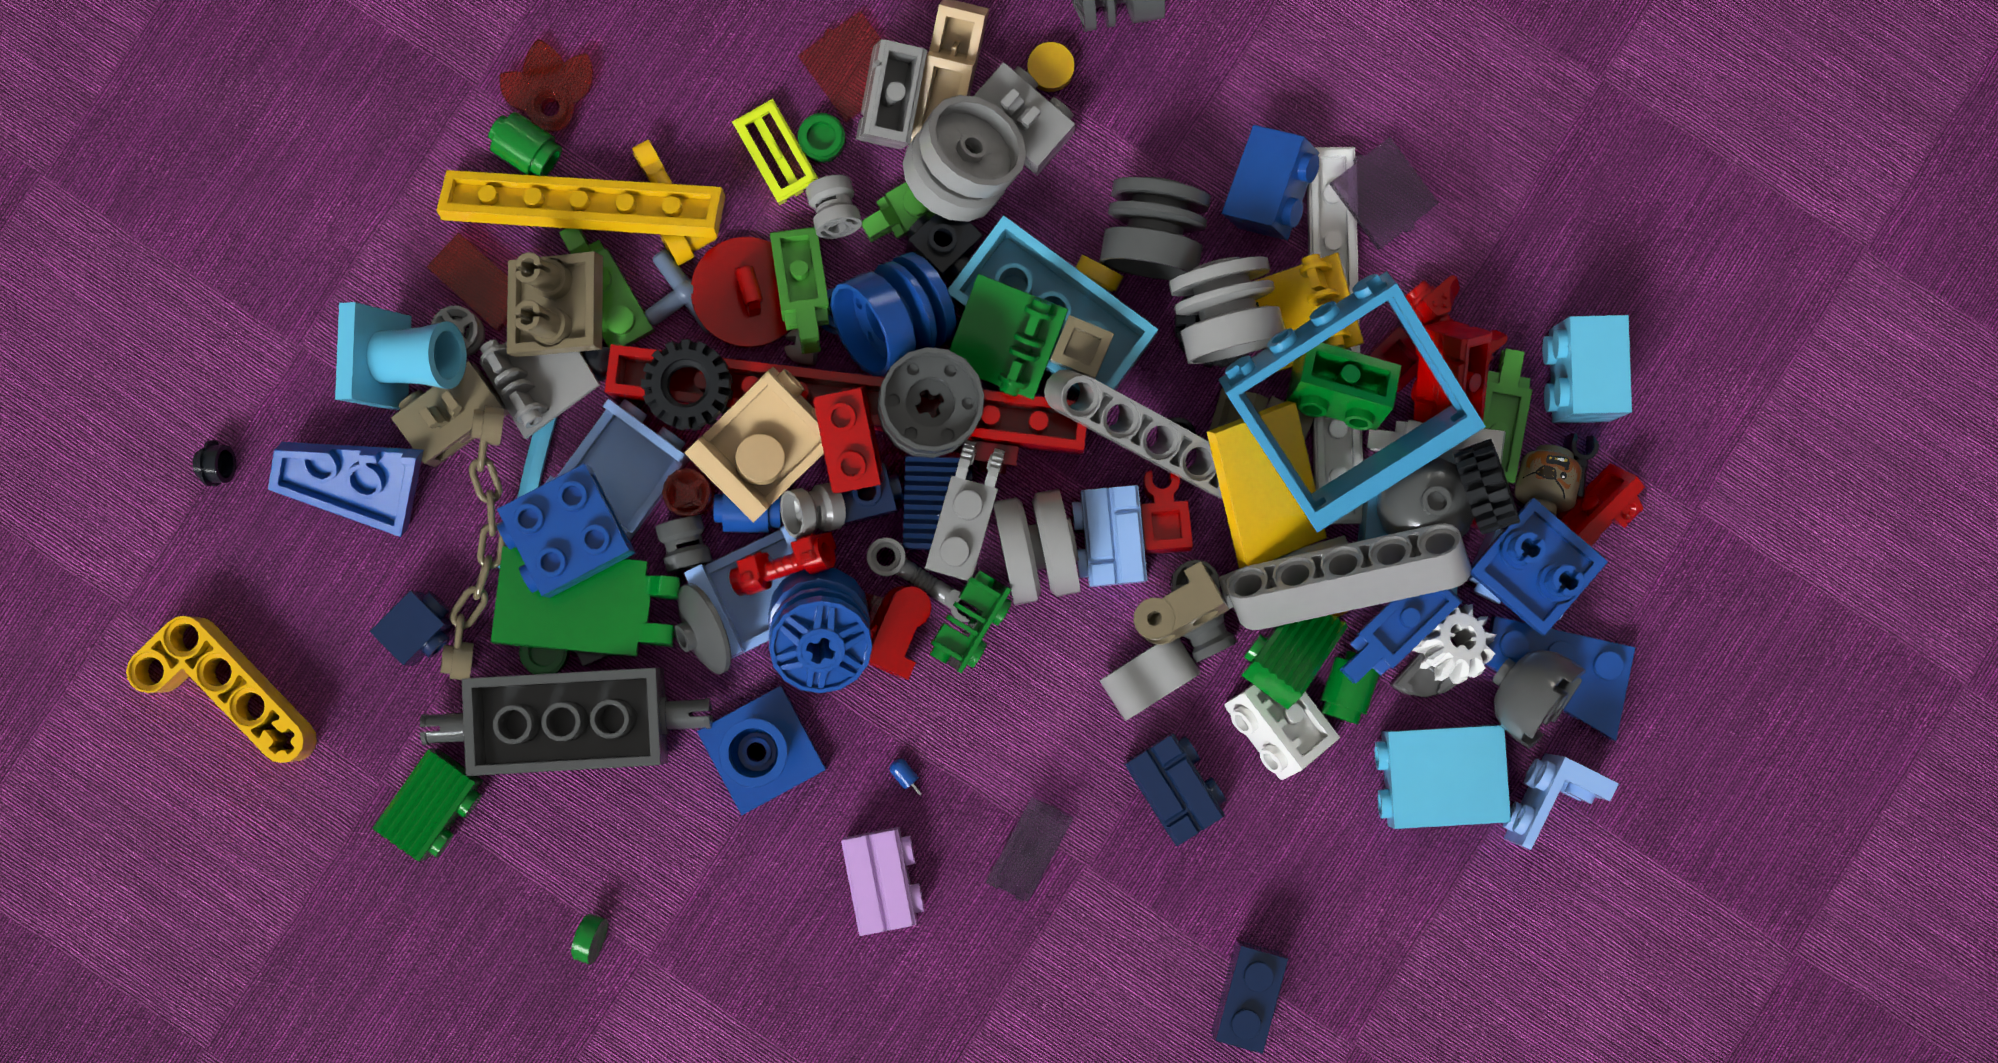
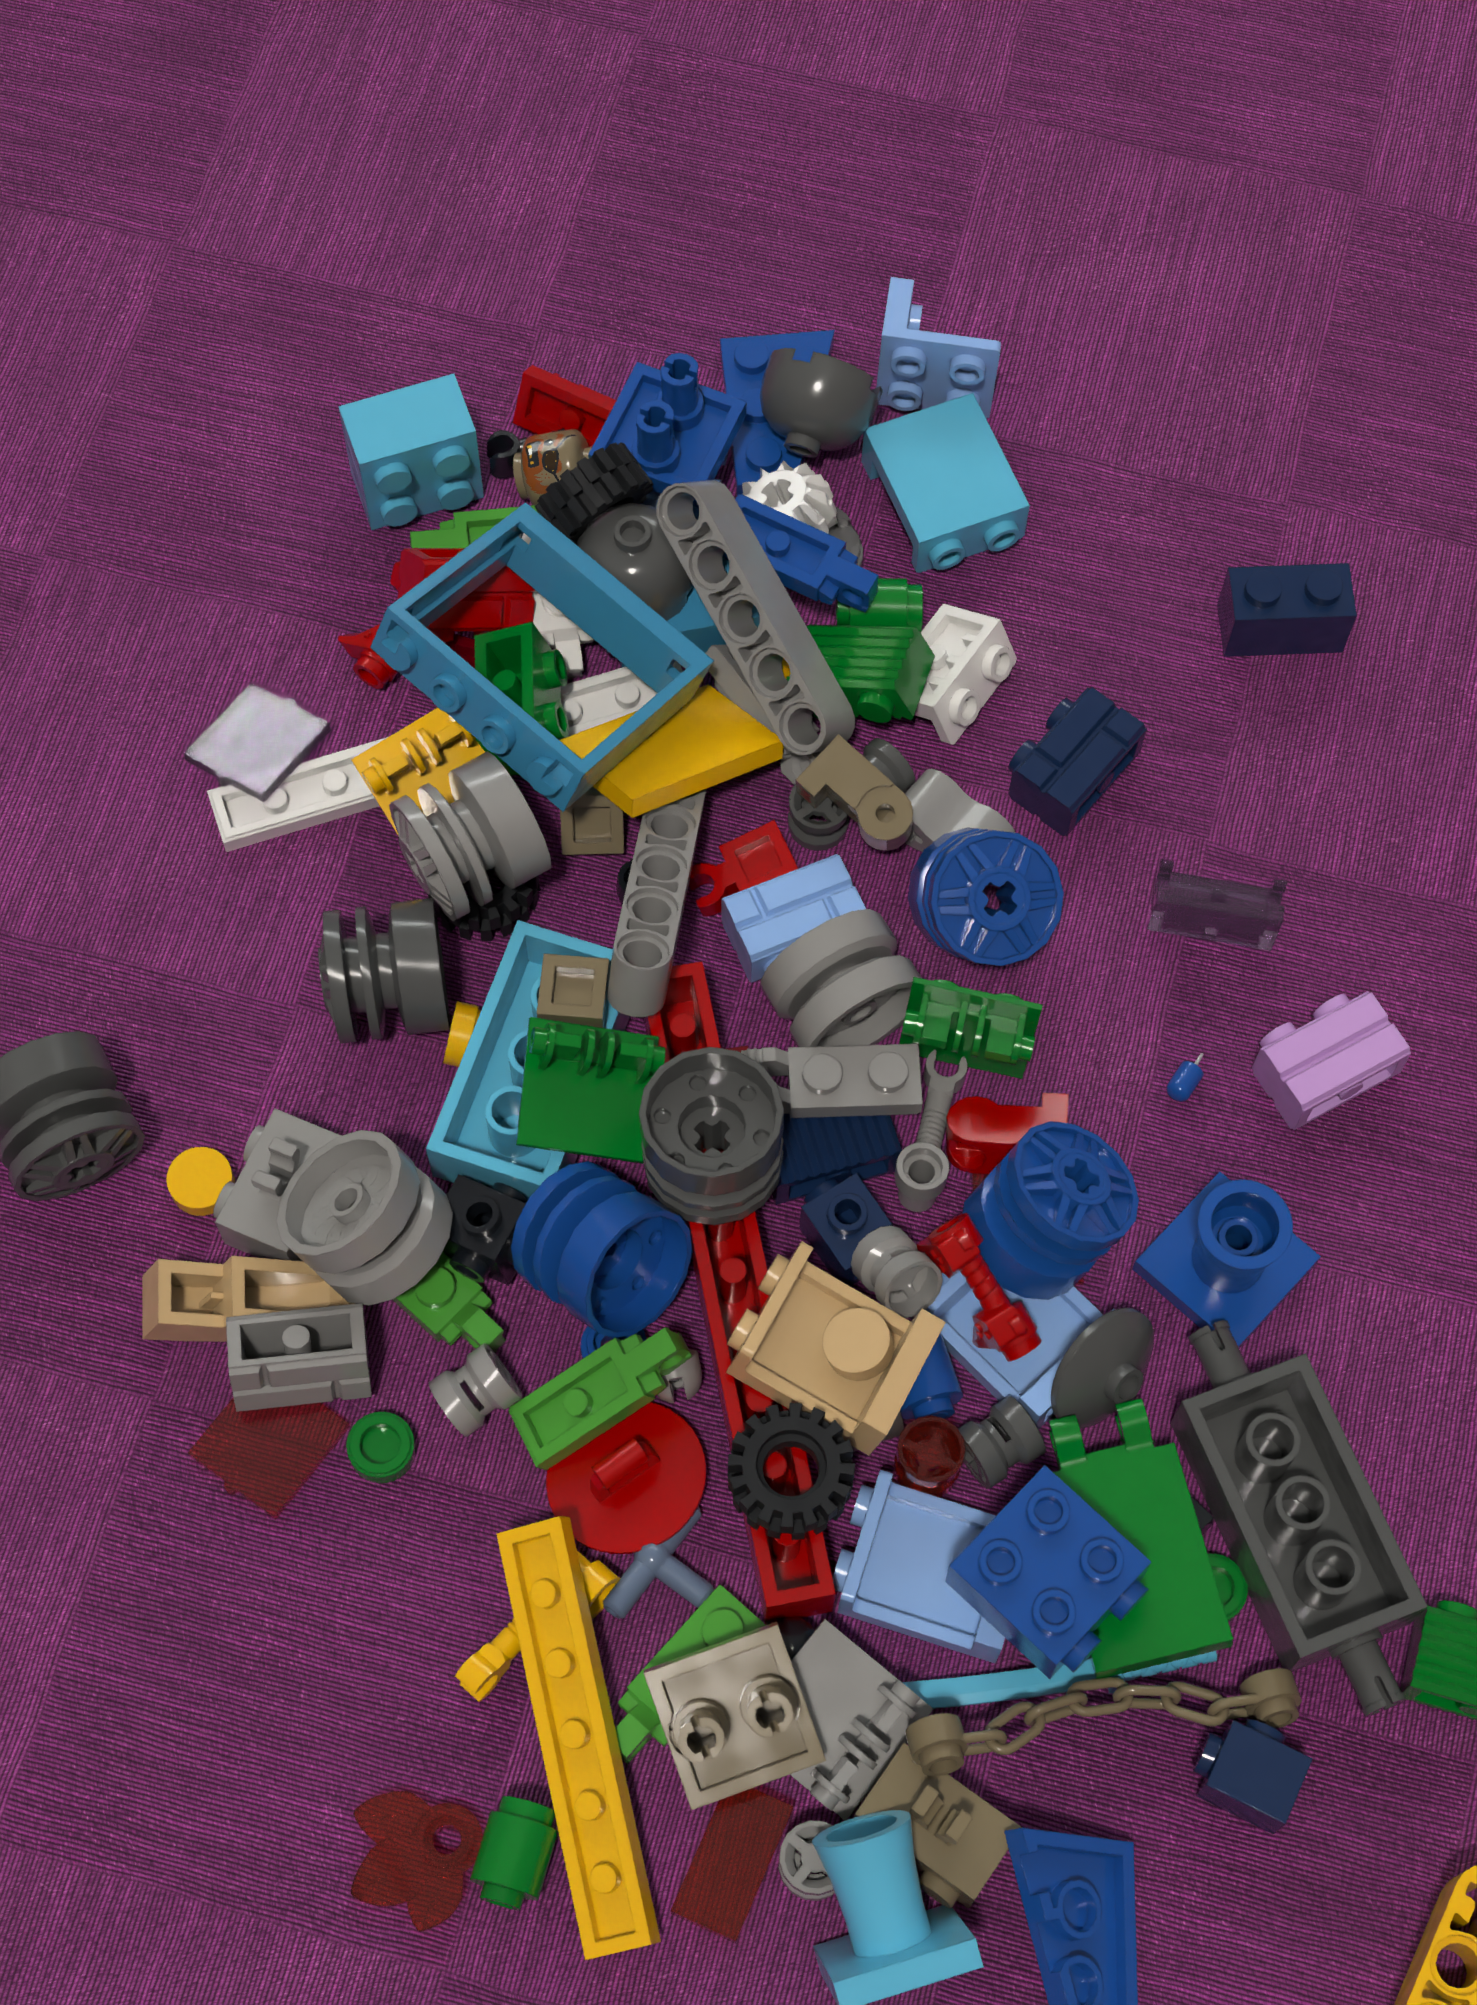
camera: 115 degrees left, 20 degrees down
(795, 186) = (379, 1545): neon yellow tile -> none
(849, 440) = (791, 1224): red bracket -> none
(1072, 671) = (951, 904): none -> blue wheel
(1271, 182) = (283, 861): blue brick -> none

